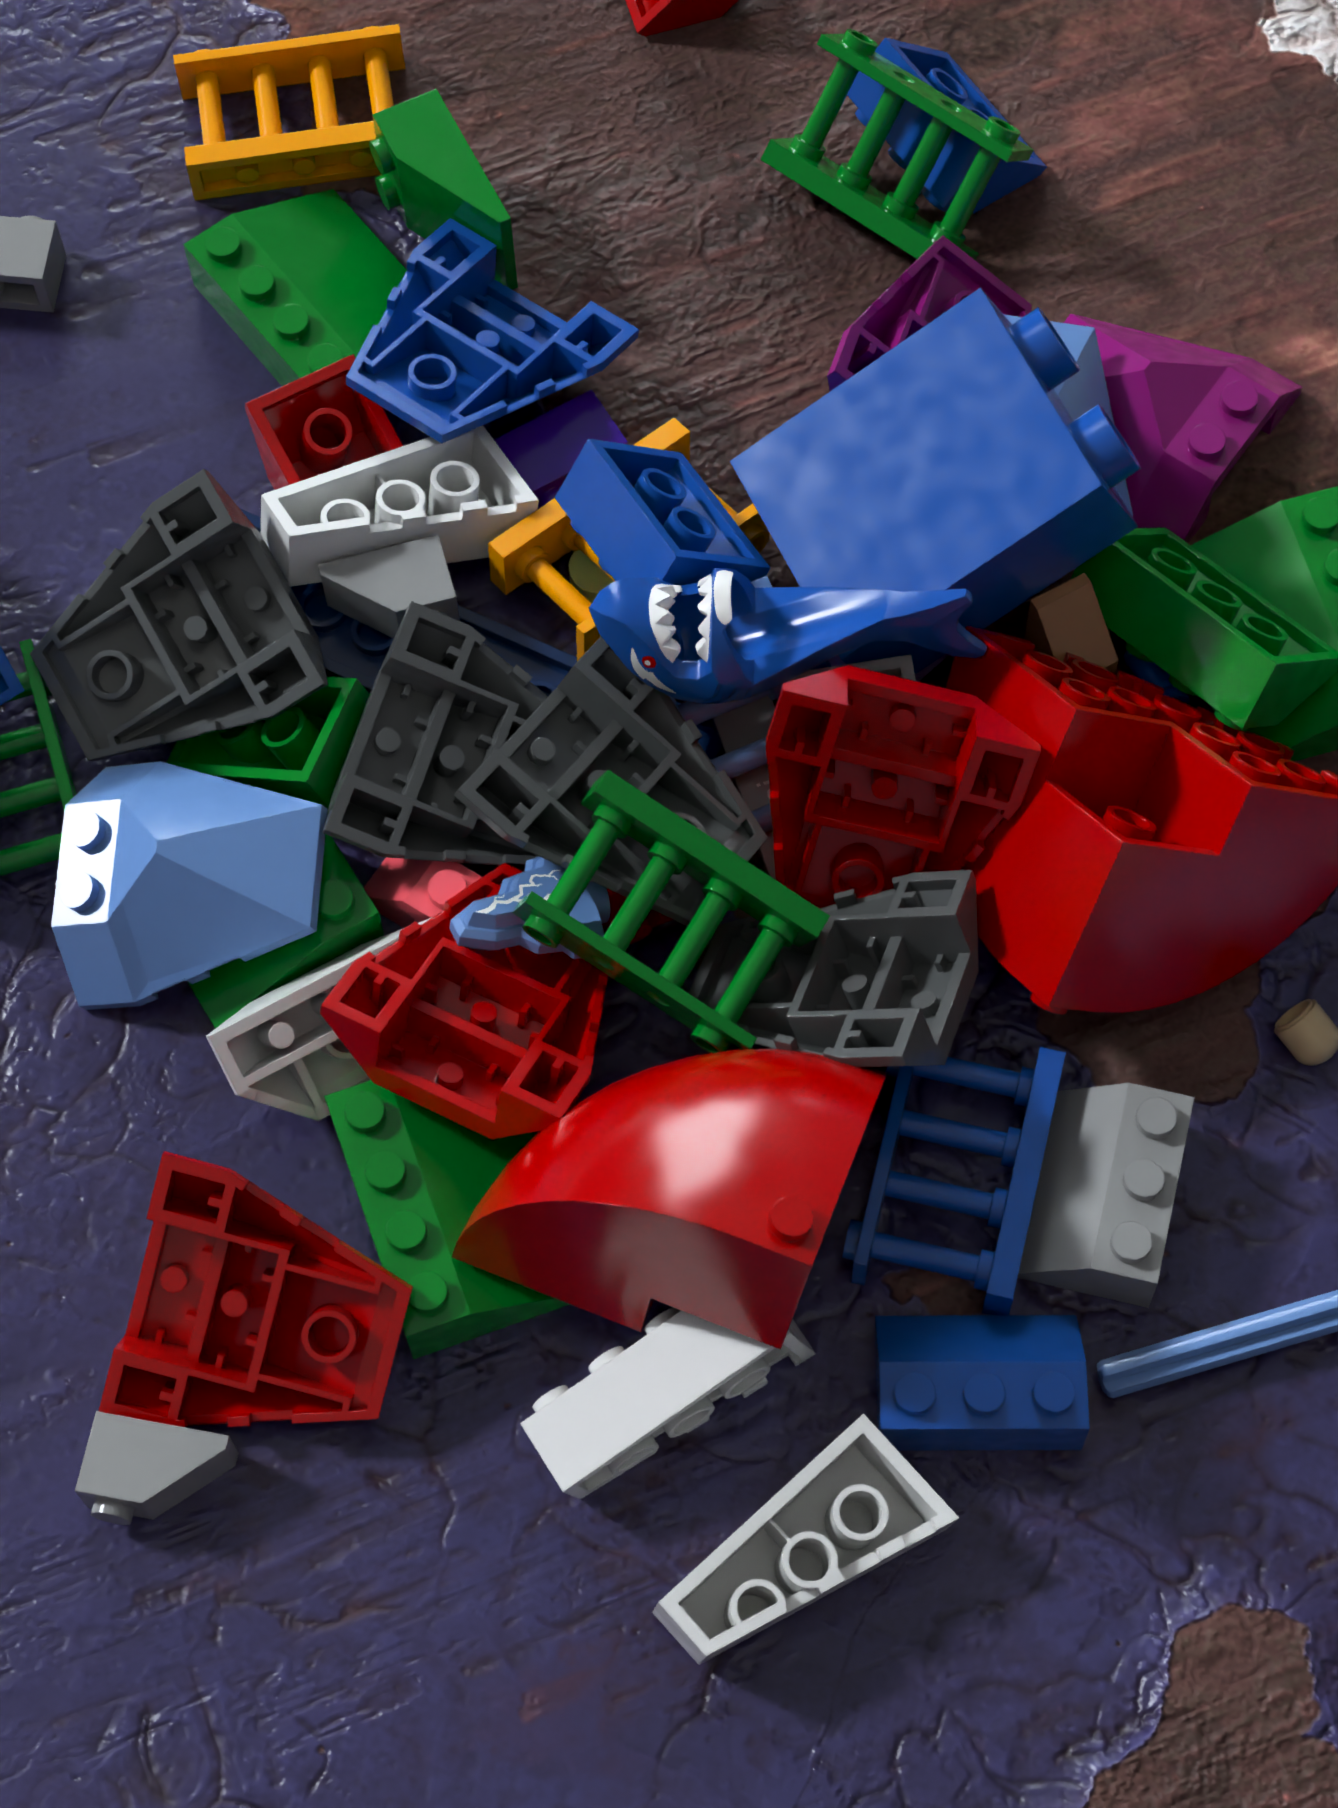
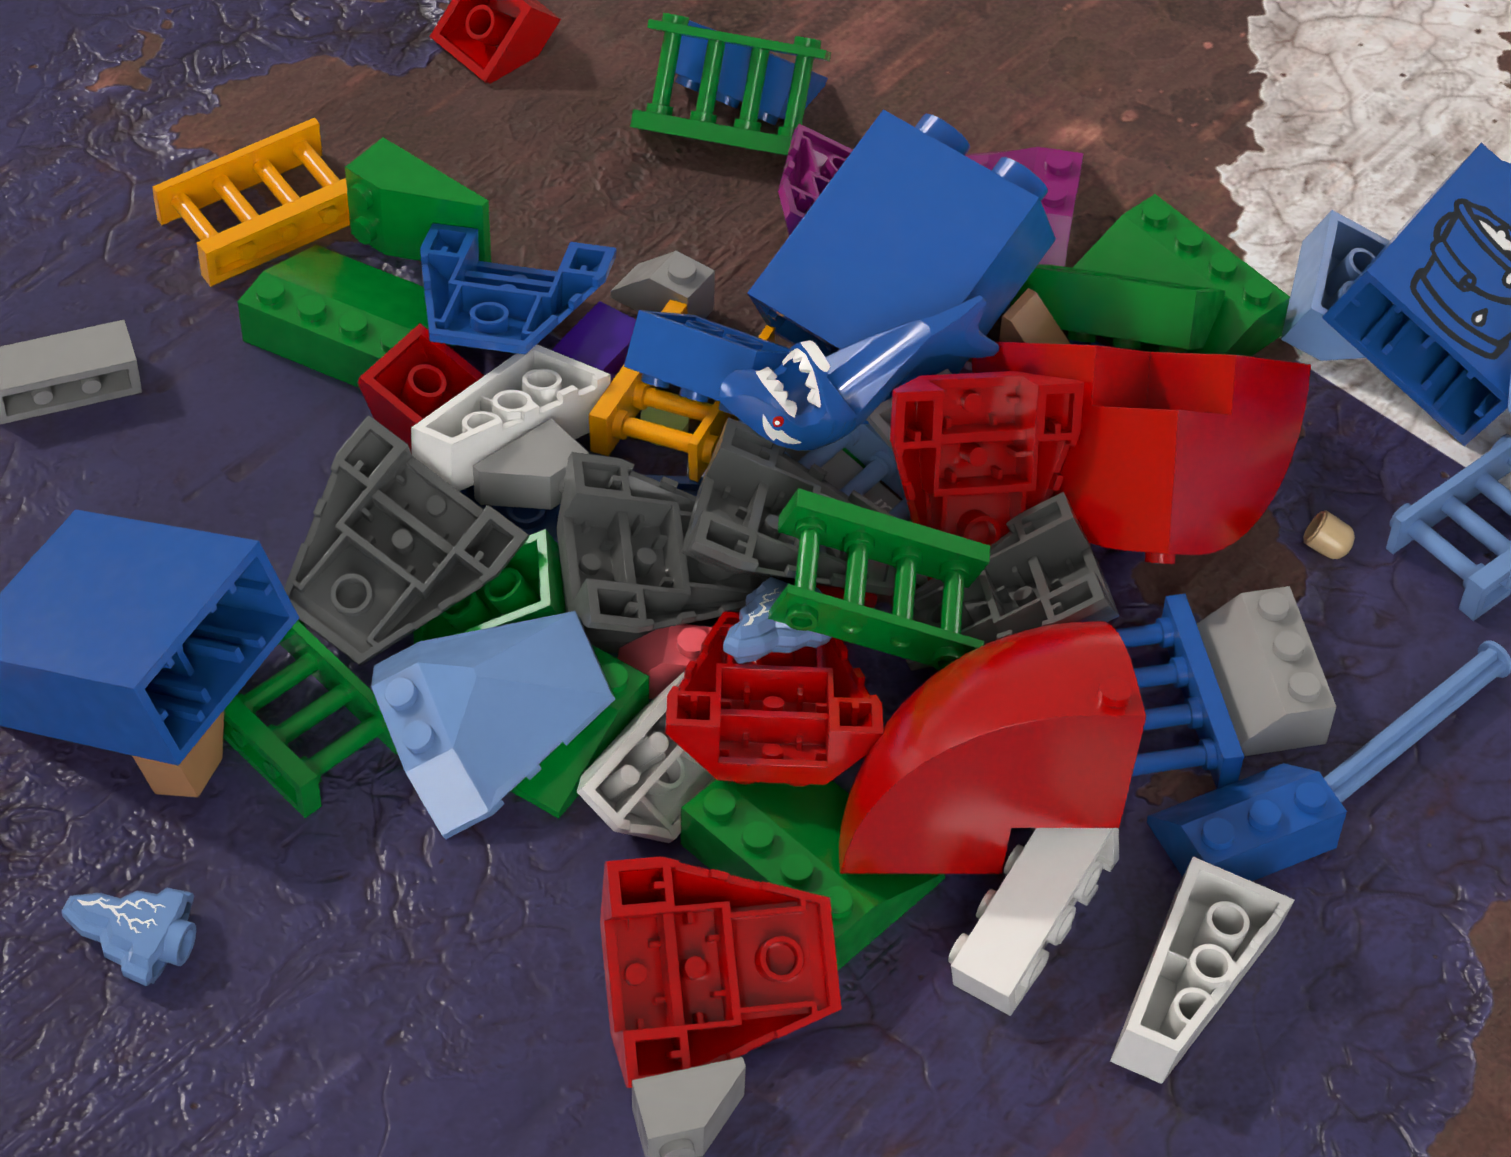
camera: 30 degrees left, 15 degrees down
(697, 394) = (666, 278): none -> light grey slope

